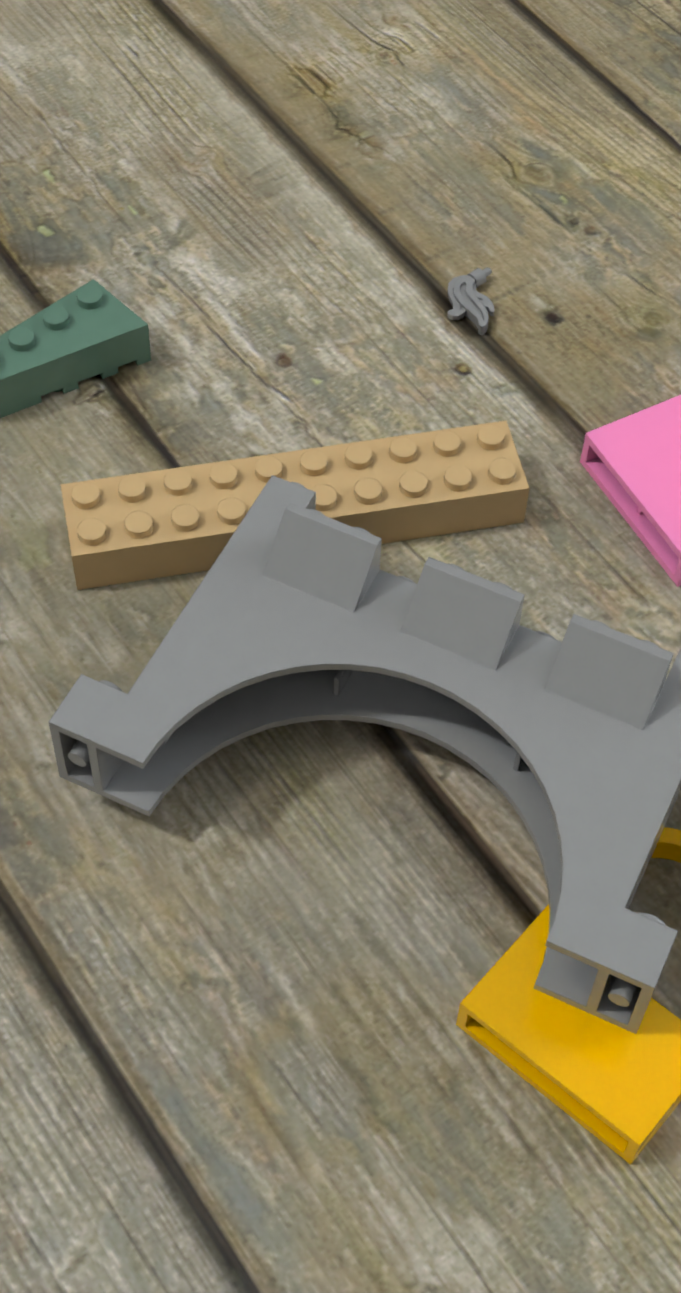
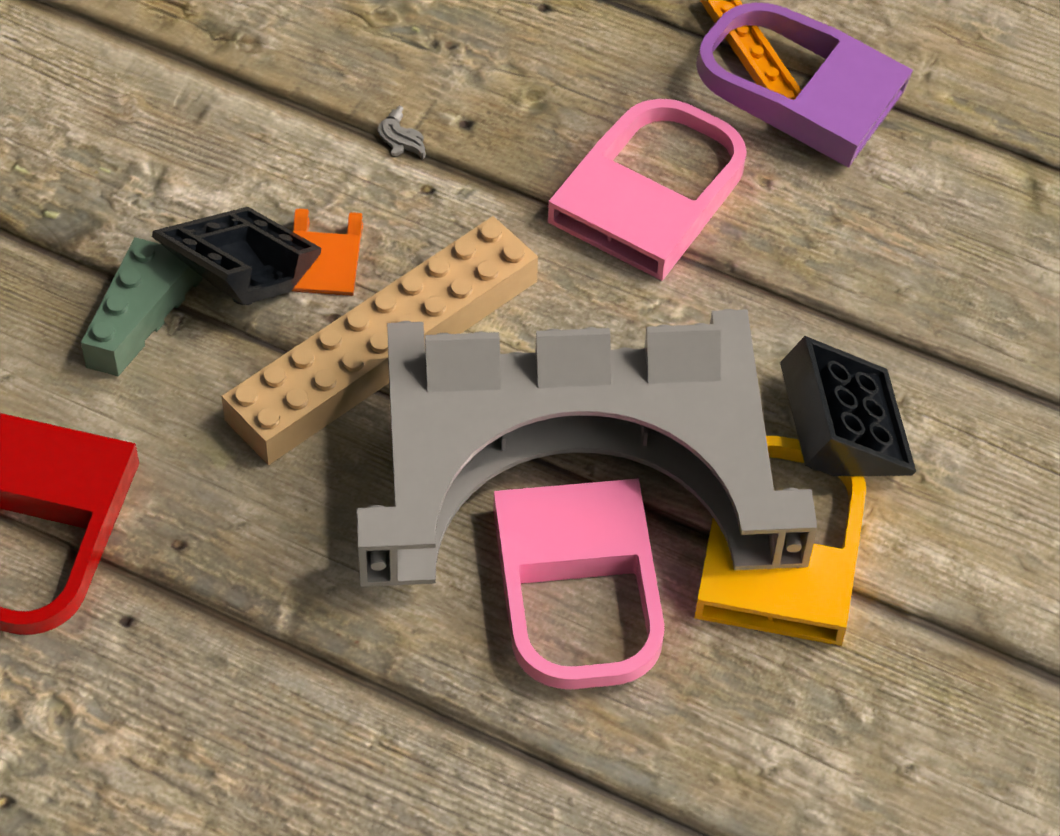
camera: 30 degrees left, 0 degrees up
(196, 344) = (241, 253): none -> black slope
(293, 394) = (337, 264): none -> orange flag
(360, 840) = (576, 535): none -> bright pink window

